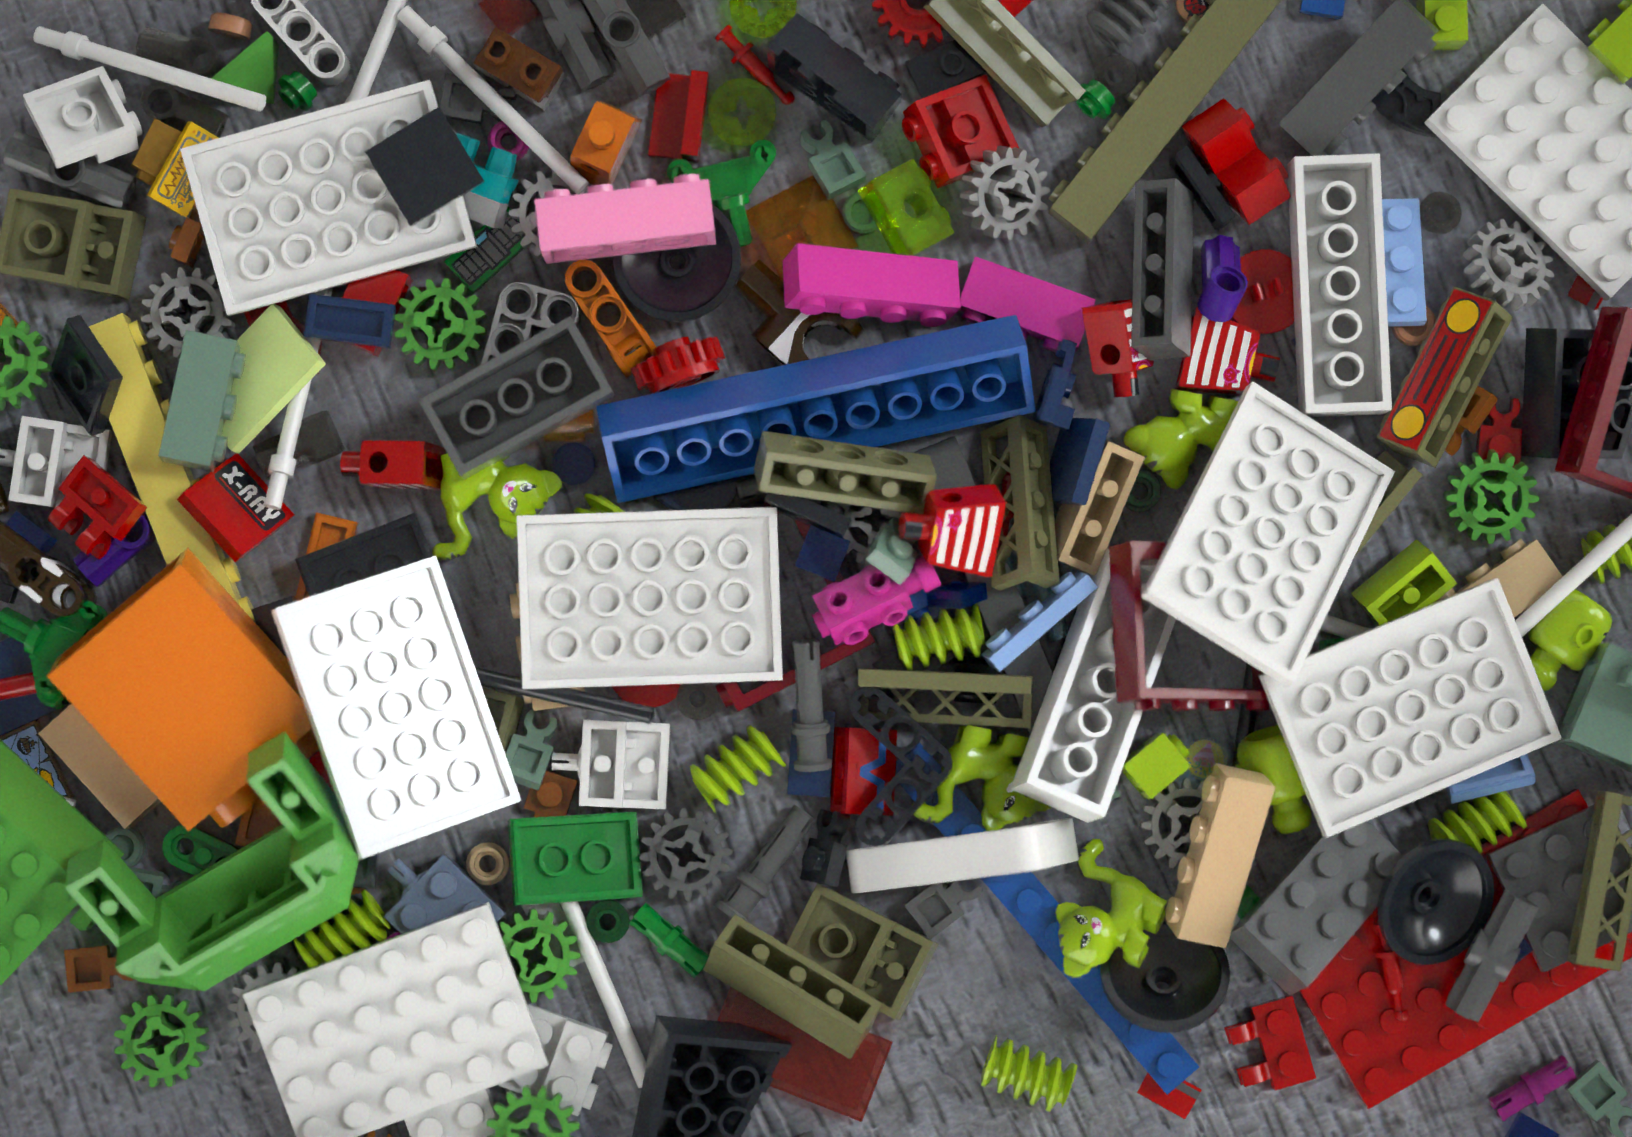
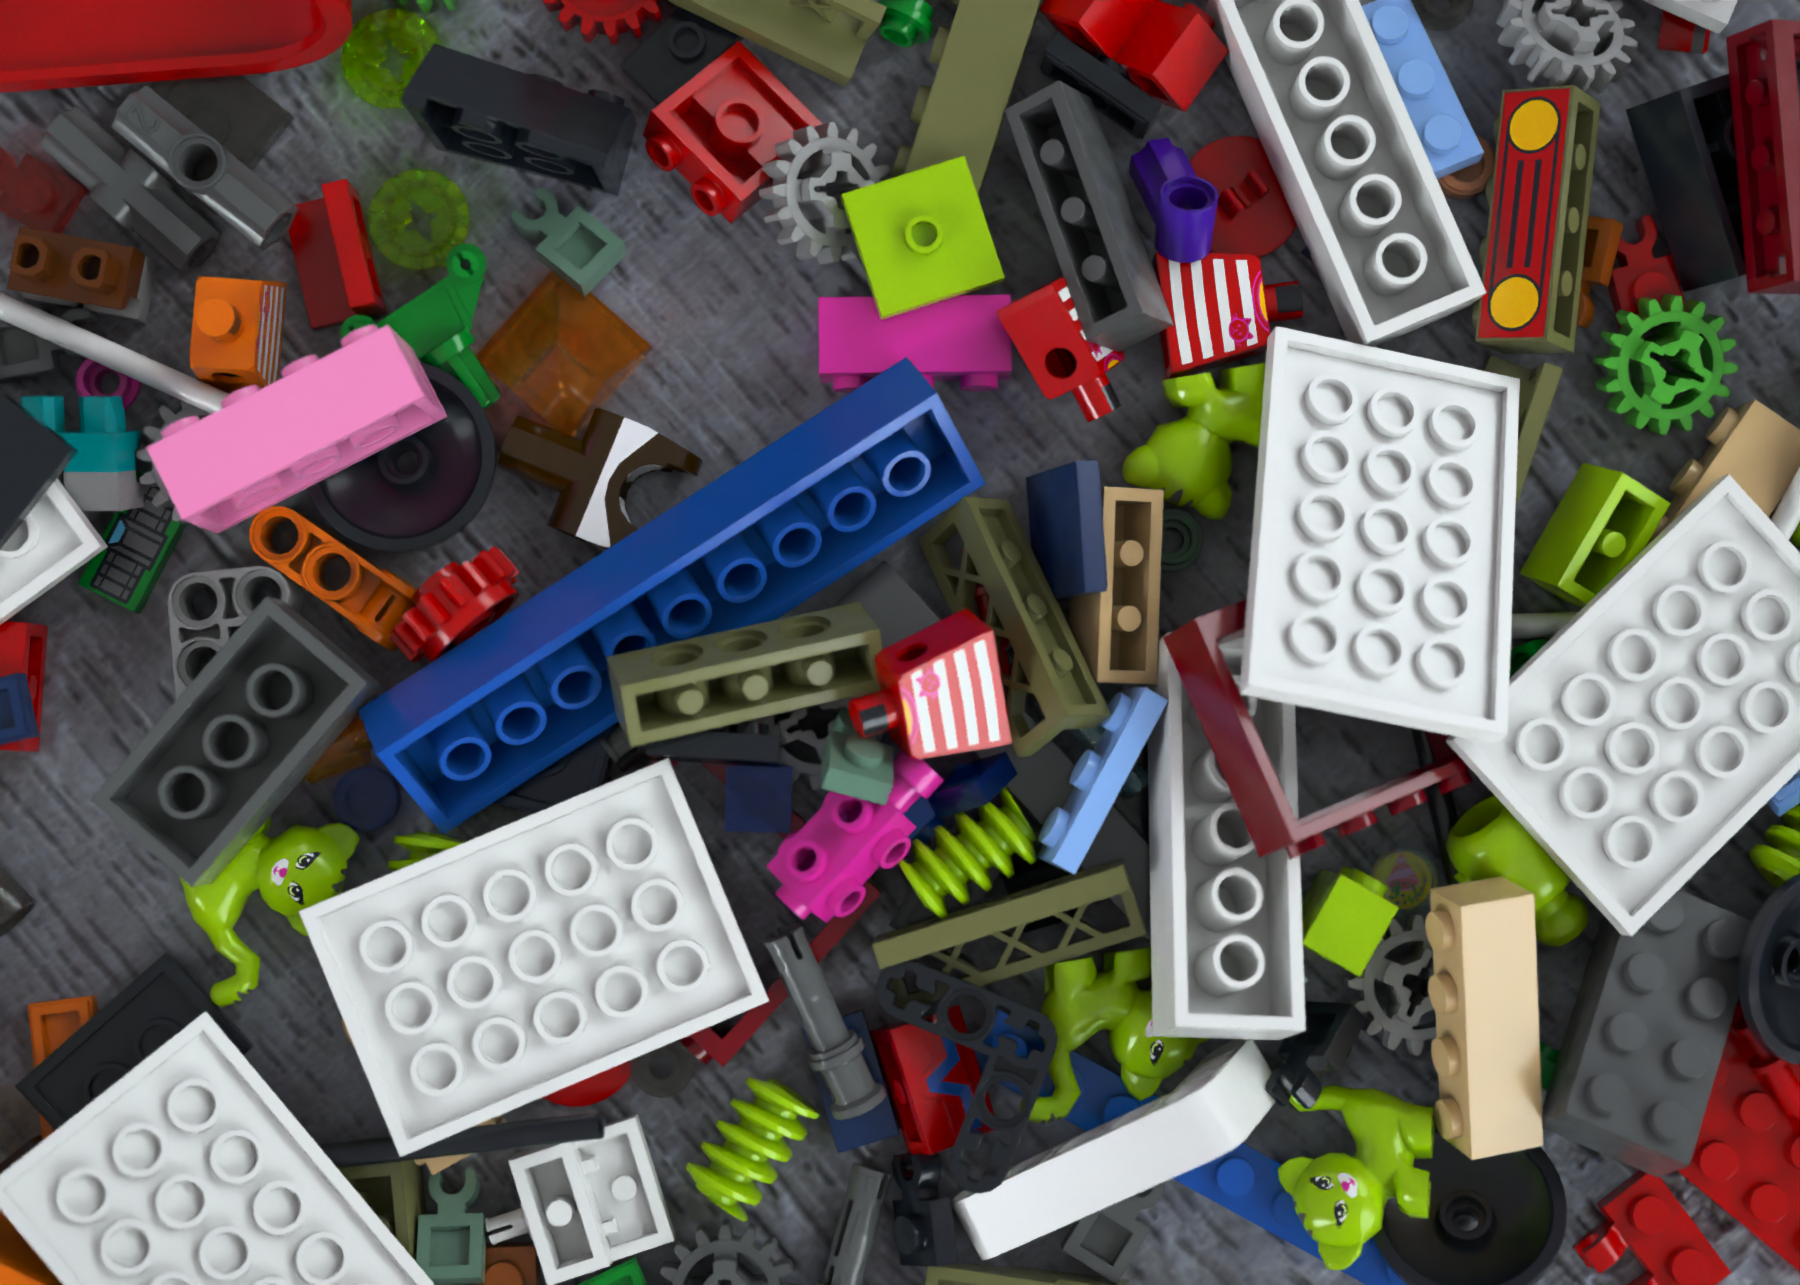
camera: 20 degrees left, 0 degrees up
(408, 464) = (106, 898): red torso -> none
(421, 321) = (95, 651): bright green gear -> none
(752, 63) = (415, 150): red piece -> none
(858, 216) = (641, 296): sand green tile -> none
(871, 284) = (684, 391): dark pink brick -> none
(886, 200) = (706, 303): clear neon green brick -> none
(1054, 244) = (922, 237): none -> lime plate
(1057, 385) = (1000, 438): dark blue plate -> none
(1110, 836) = (1321, 1048): none -> black plate

